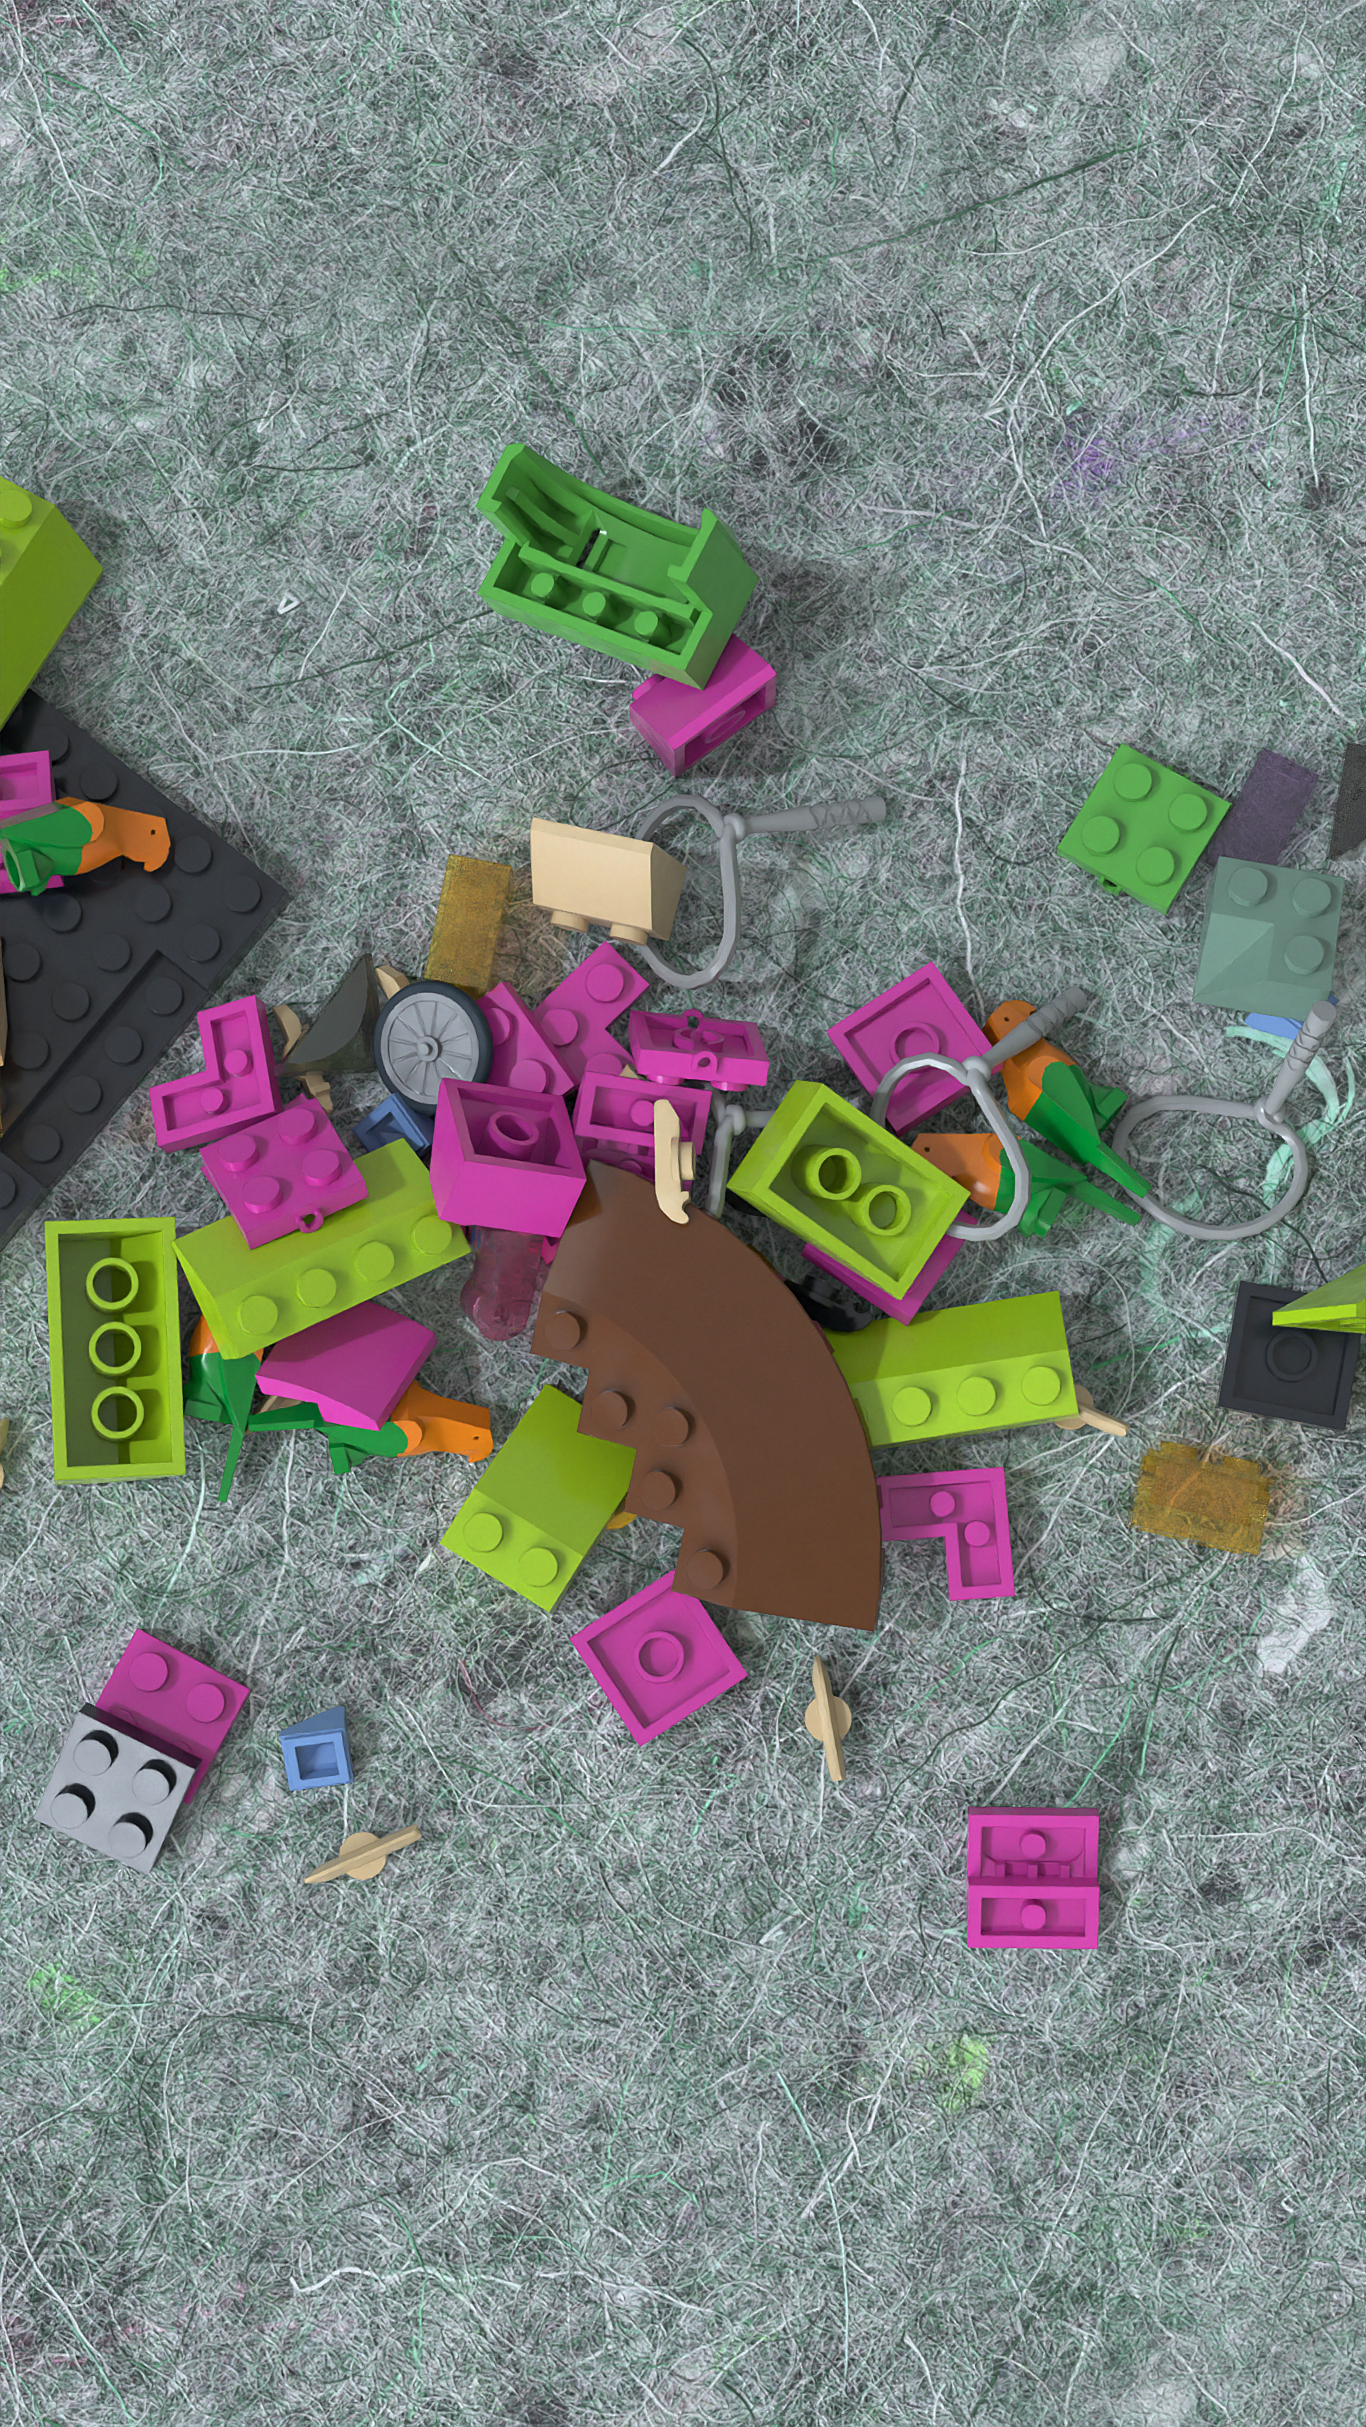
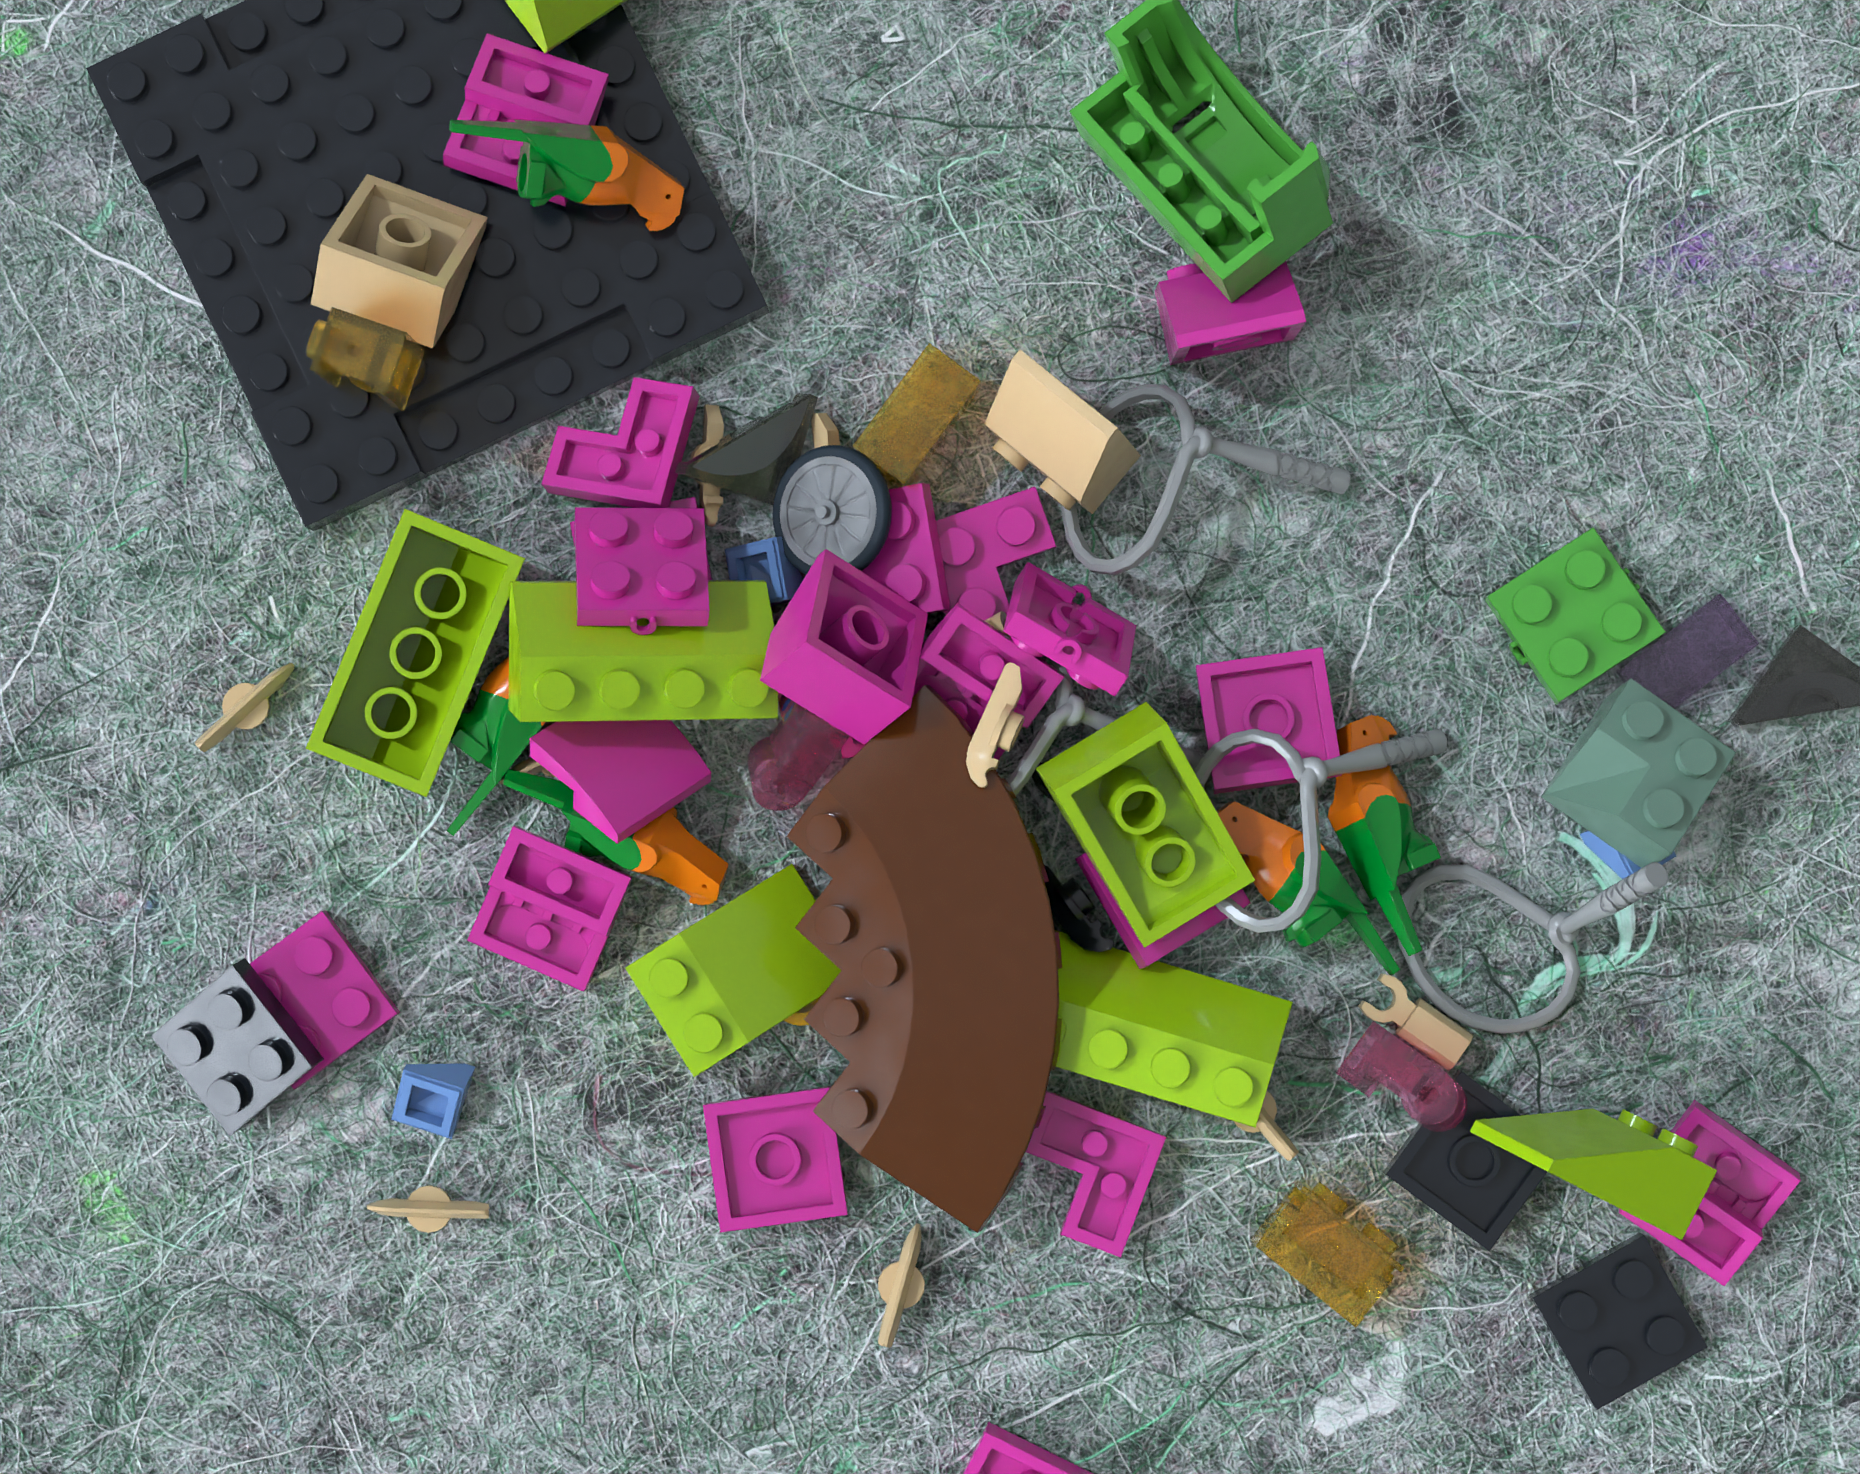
camera: 25 degrees right, 5 degrees up
(345, 1525) = (549, 908): none -> dark pink slope
(1183, 1257) = (1421, 1024): none -> tan bar
(1194, 1306) = (1423, 1087): none -> clear pink leg

